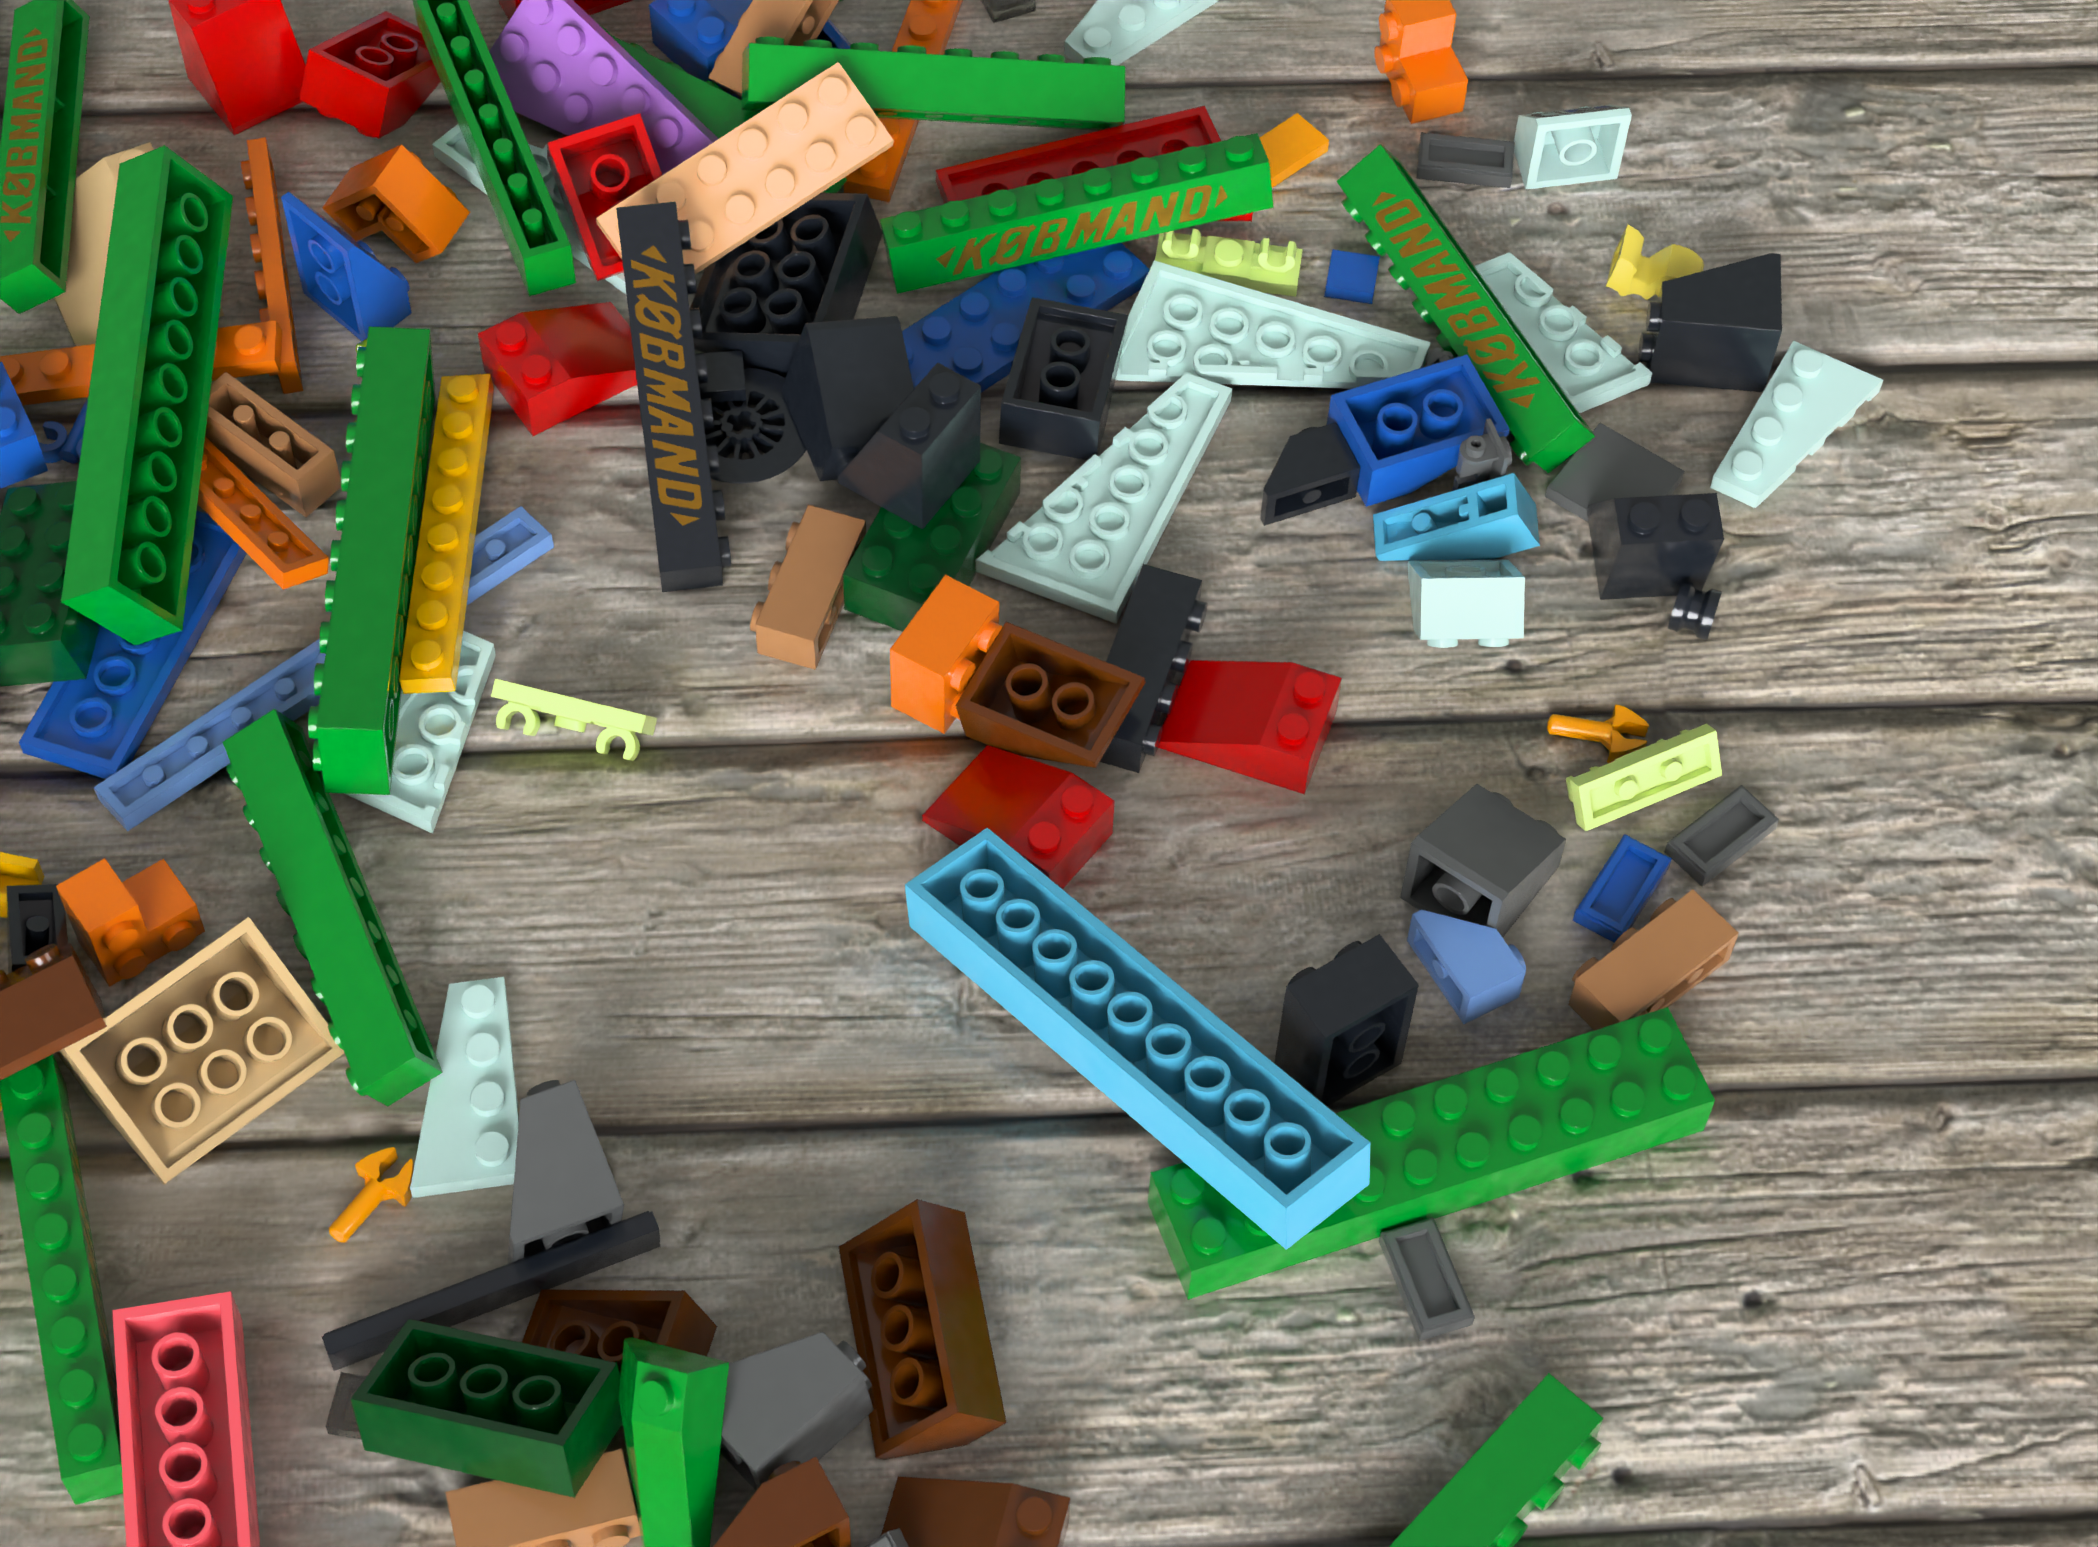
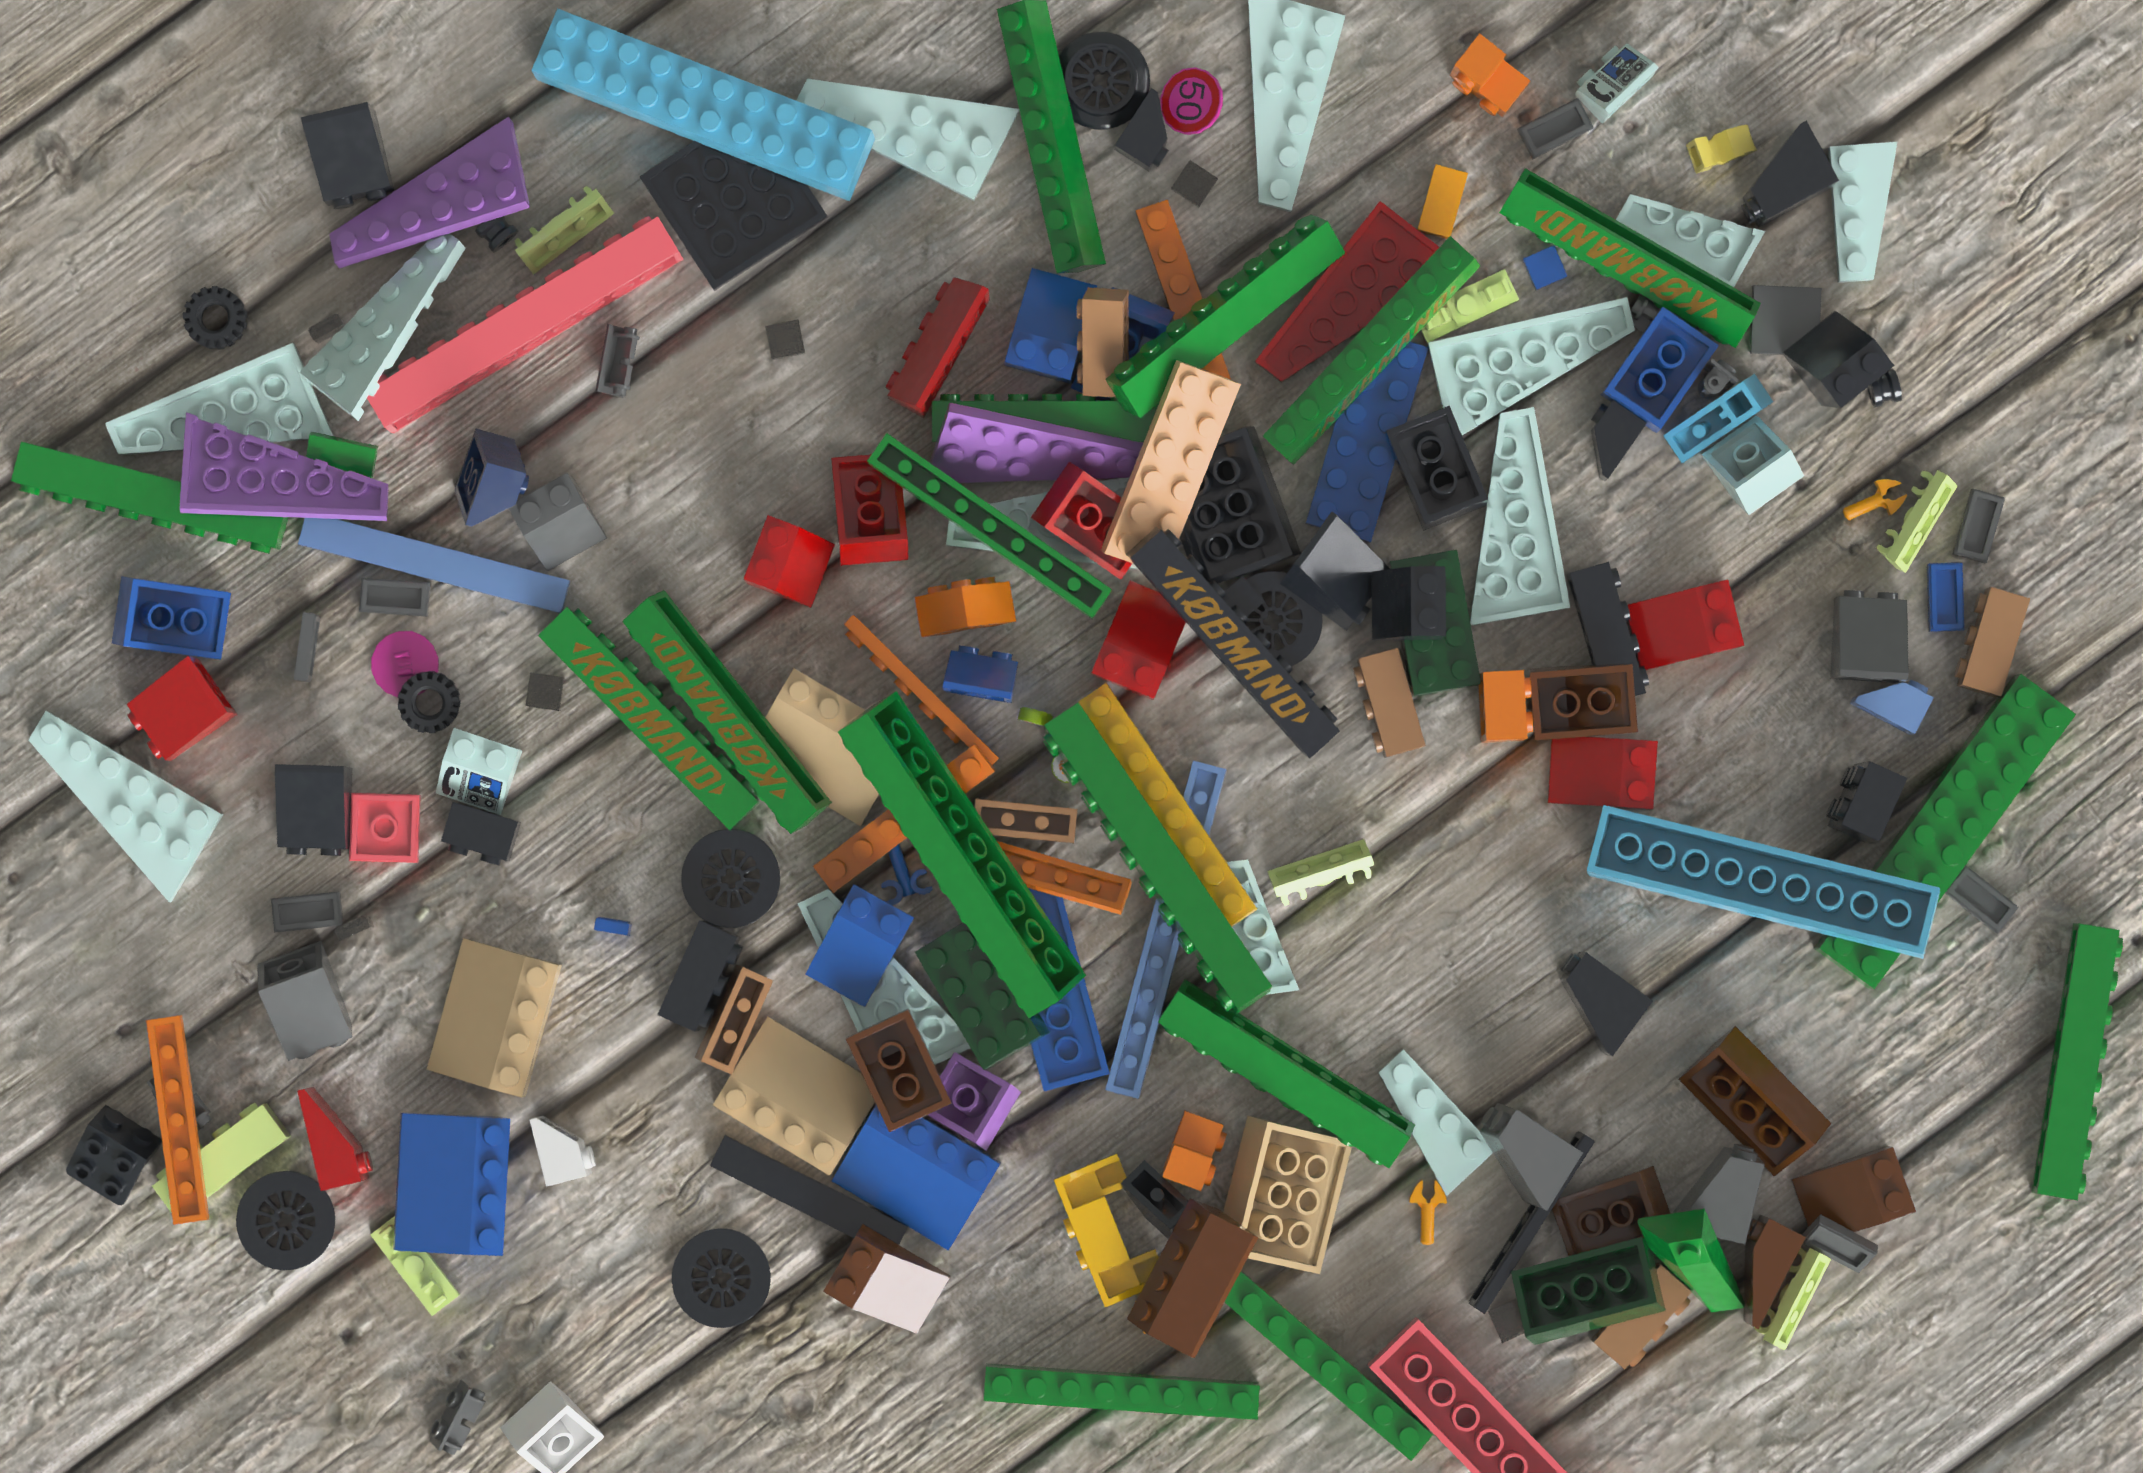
camera: 35 degrees left, 30 degrees up
(810, 1065) = (1603, 1000): none -> black slope

